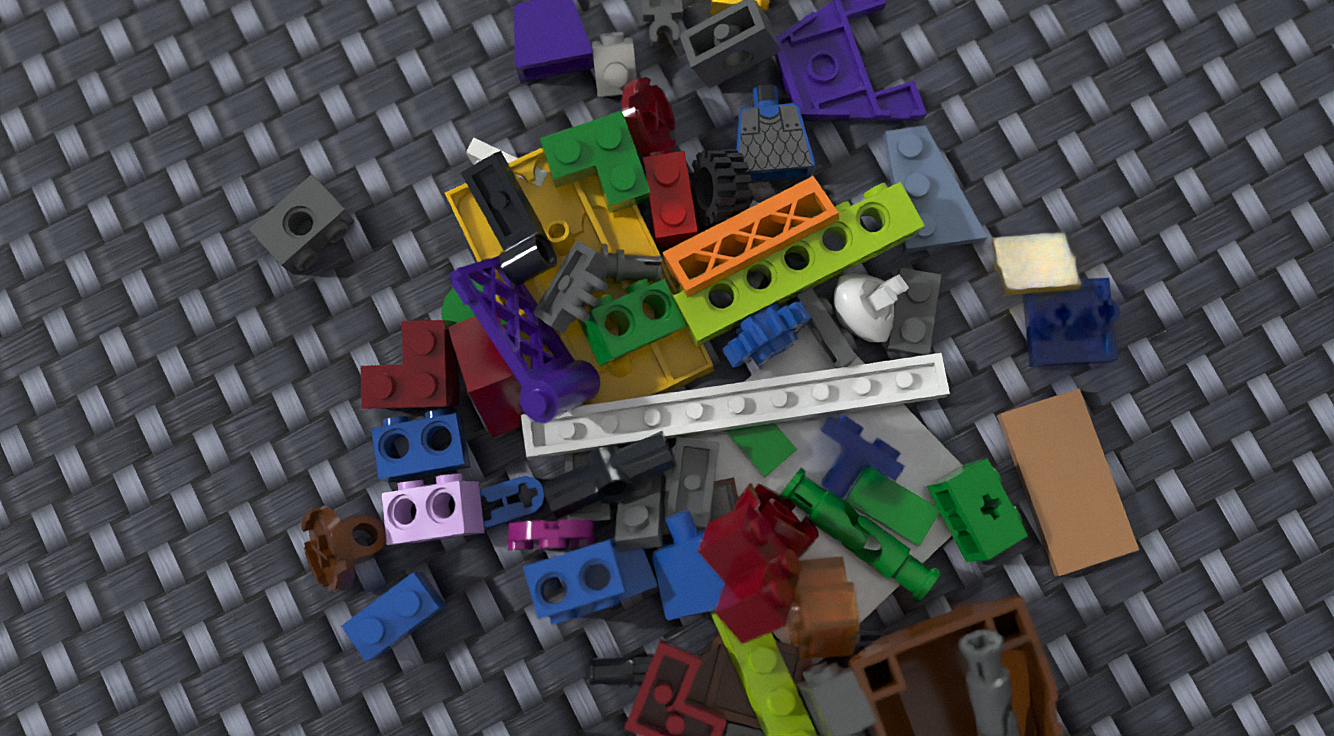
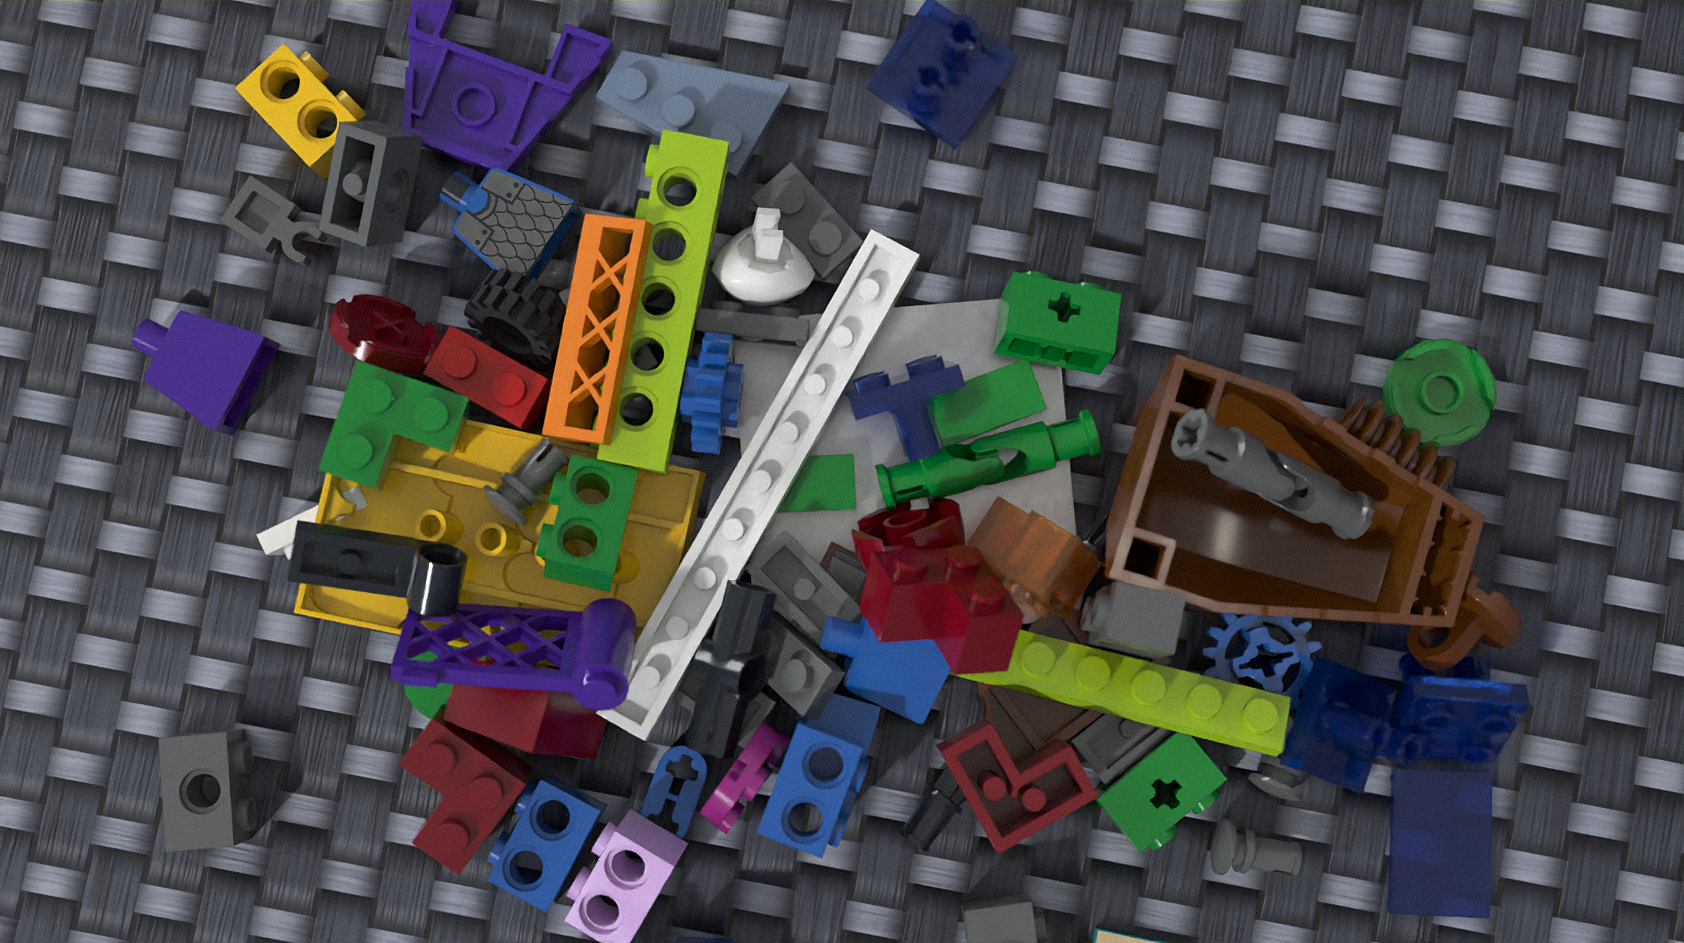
camera: 55 degrees left, 5 degrees up
(573, 288) = (506, 557): dark grey hinge -> none
(613, 63) = (293, 321): light grey bracket -> none
(1035, 263) = (855, 57): clear yellow piece -> none
(1067, 482) = (1099, 208): medium nougat tile -> none

